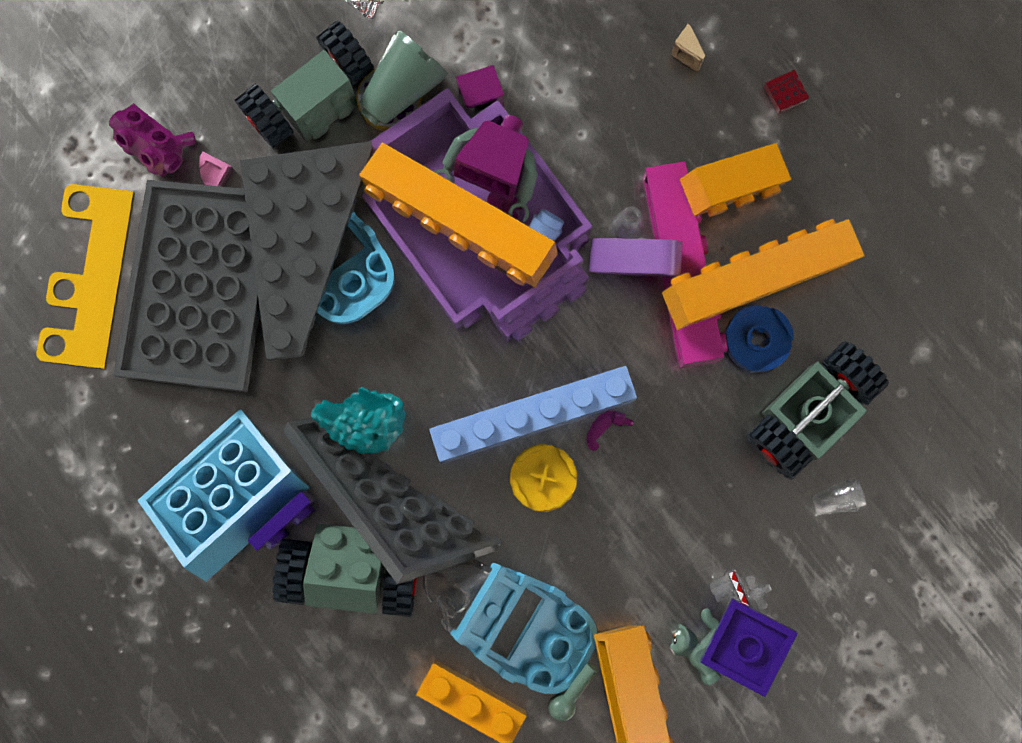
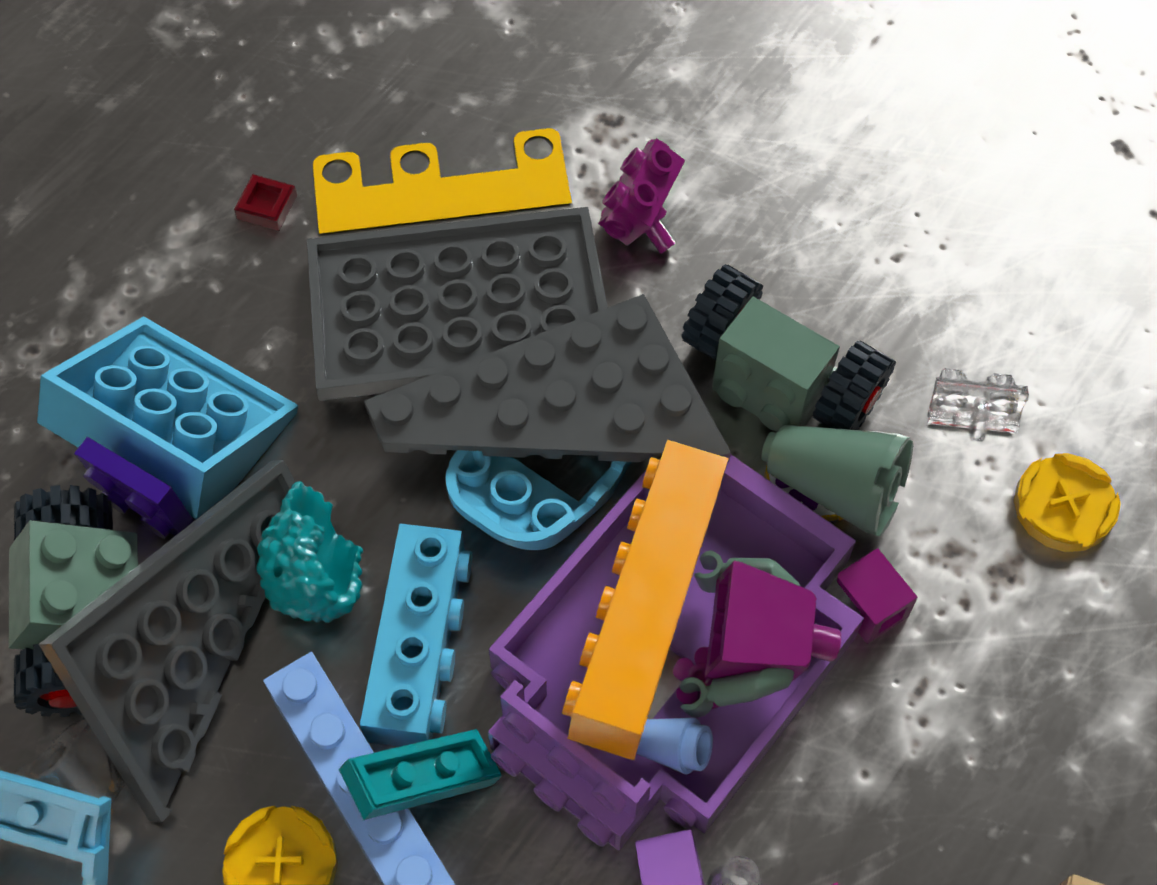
camera: 75 degrees right, 20 degrees down
(67, 399) = (265, 202): none -> dark red tile
(214, 171) = (627, 282): bright pink tile -> none
(428, 367) = (415, 637): none -> medium azure brick
(522, 381) = (419, 773): none -> teal tile

